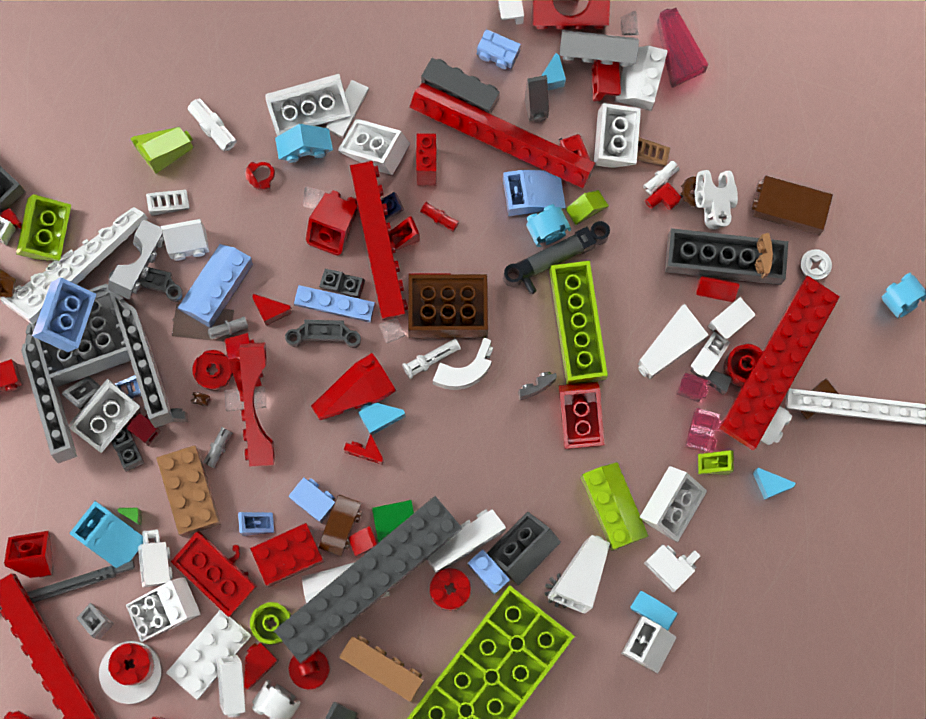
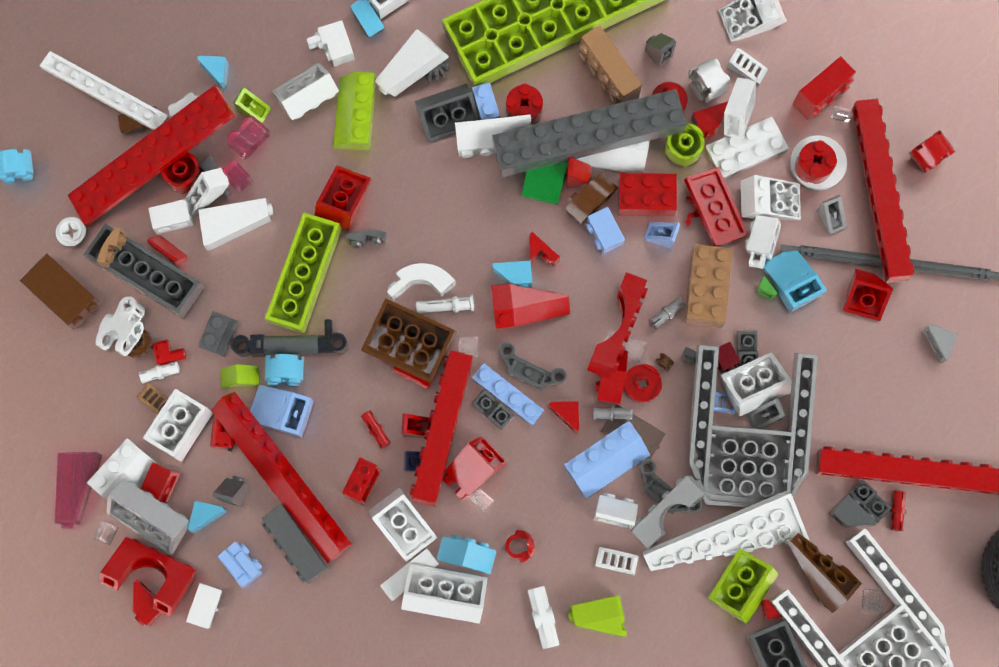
camera: 150 degrees left, 0 degrees up
(64, 314) = (757, 479): light blue brick -> none
(627, 236) = (218, 334): none -> dark grey plate

